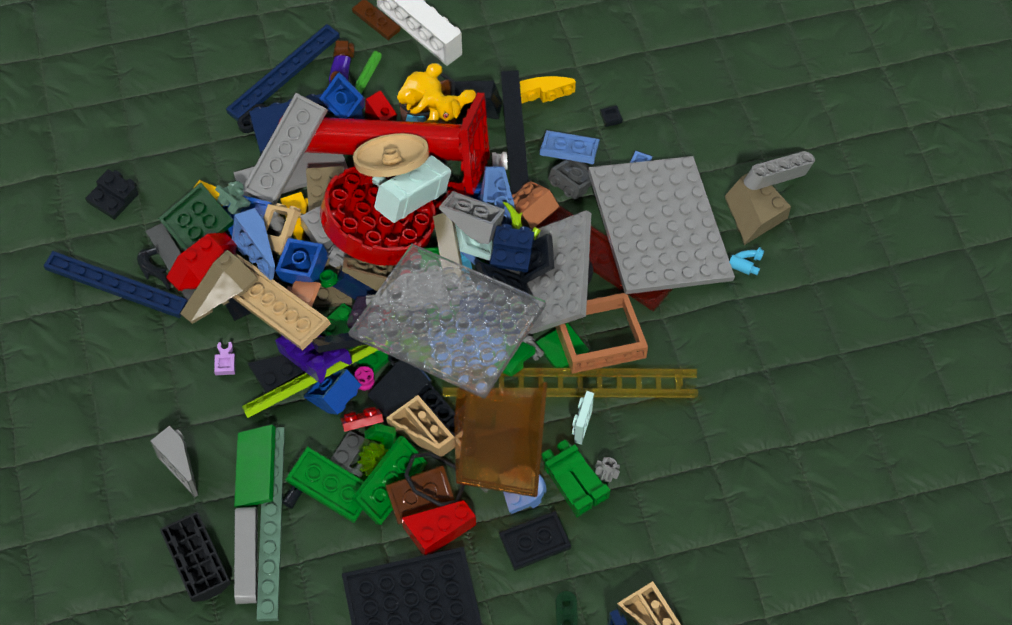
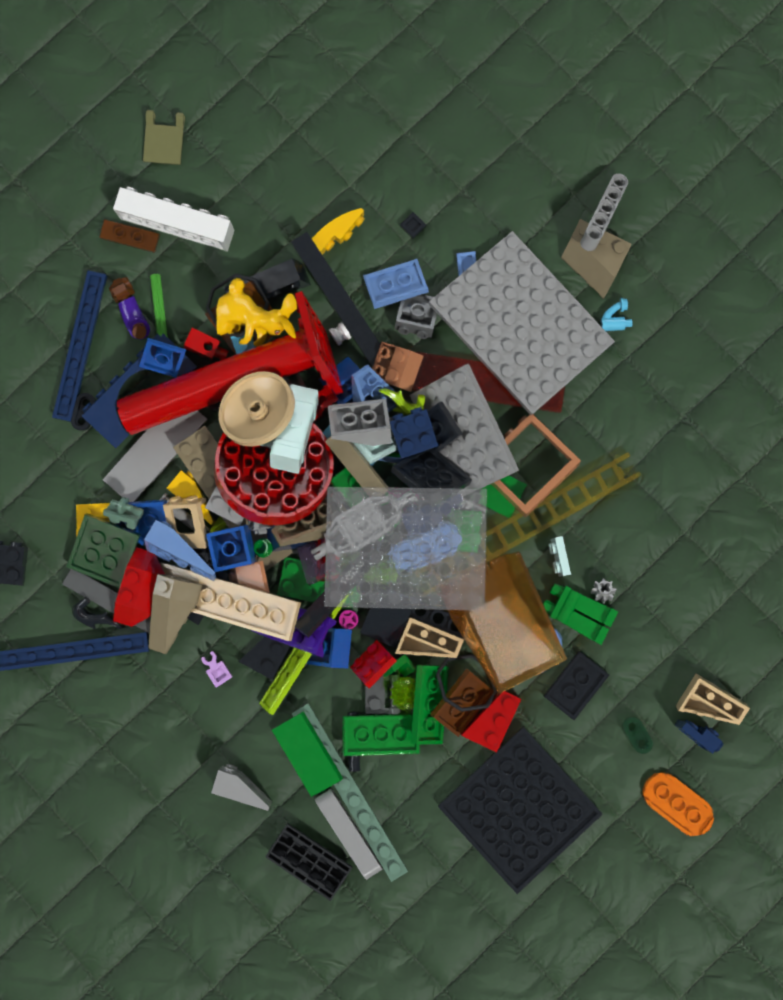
camera: 30 degrees left, 25 degrees up
(285, 149) = (142, 438): light grey tile -> none

